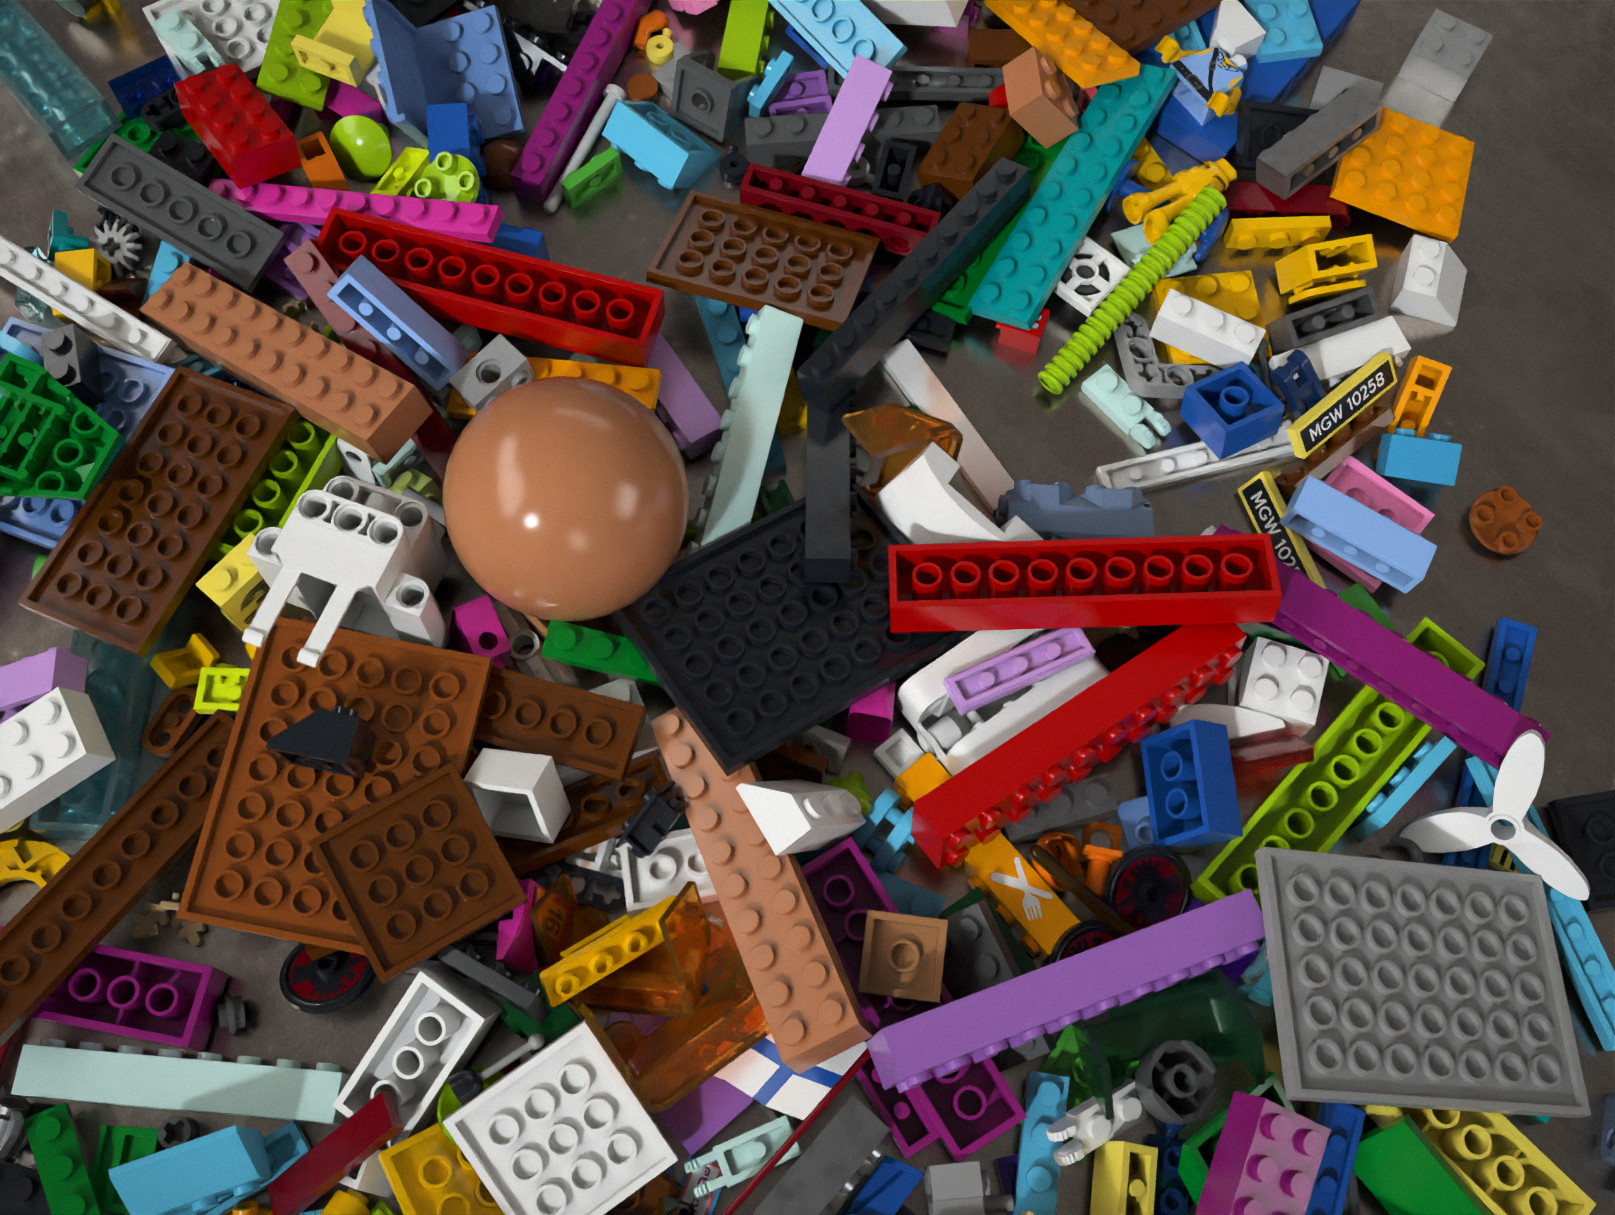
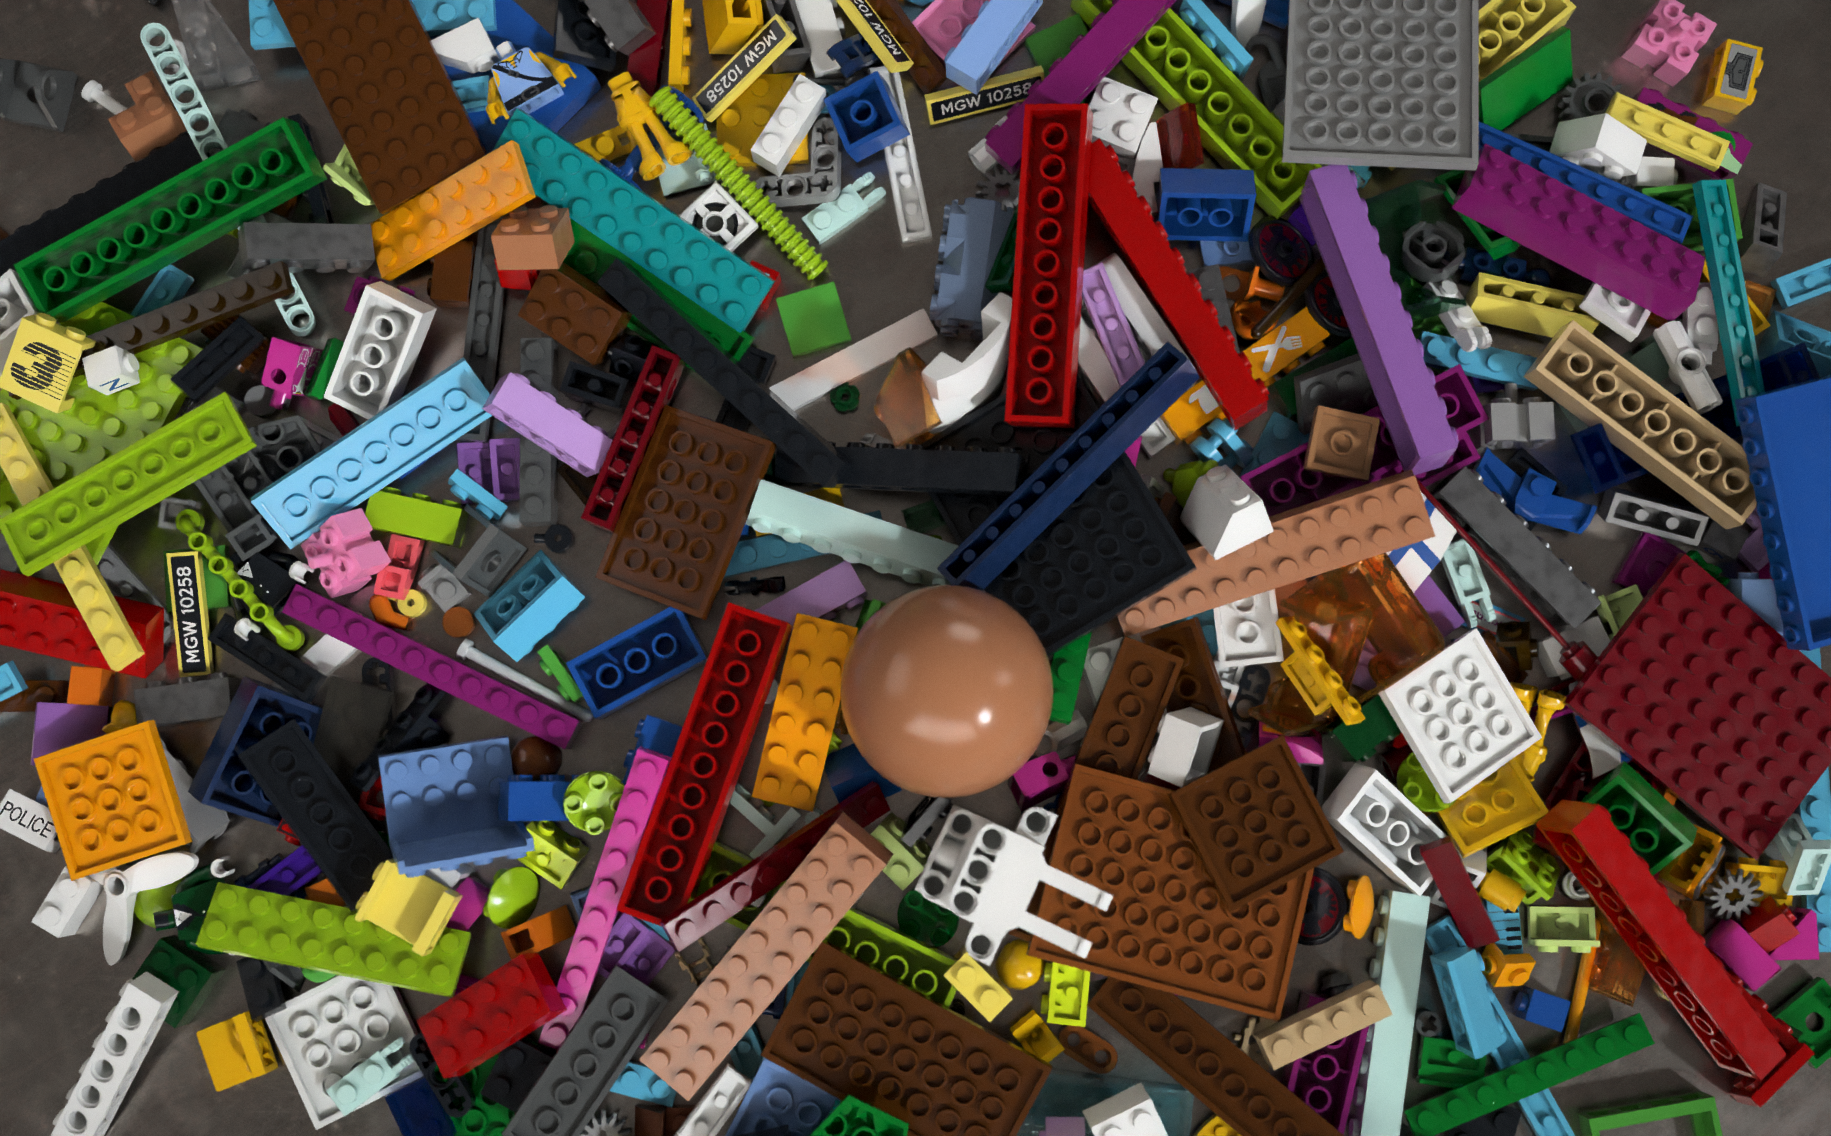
camera: 85 degrees left, 15 degrees up
(171, 975) = (1322, 1024): none -> tan brick
(324, 1033) = (1361, 906): none -> light orange dish
(327, 742) = (1157, 894): black slope -> none
(398, 323) = (744, 846): light blue brick -> none
(470, 1083) = (1419, 784): hinge -> none
(493, 361) = (799, 782): light grey brick -> none
(496, 982) = (1345, 761): black plate -> none
(600, 228) = (637, 662): none -> blue brick
(641, 828) = (1219, 645): black hinge -> none
(694, 349) = (754, 586): none -> black piece
(697, 36) = (399, 574): none -> coral slope
(840, 624) = (1070, 469): none -> dark blue brick
(995, 386) = (813, 319): none -> bright green tile
(1263, 284) = (744, 68): none -> tile

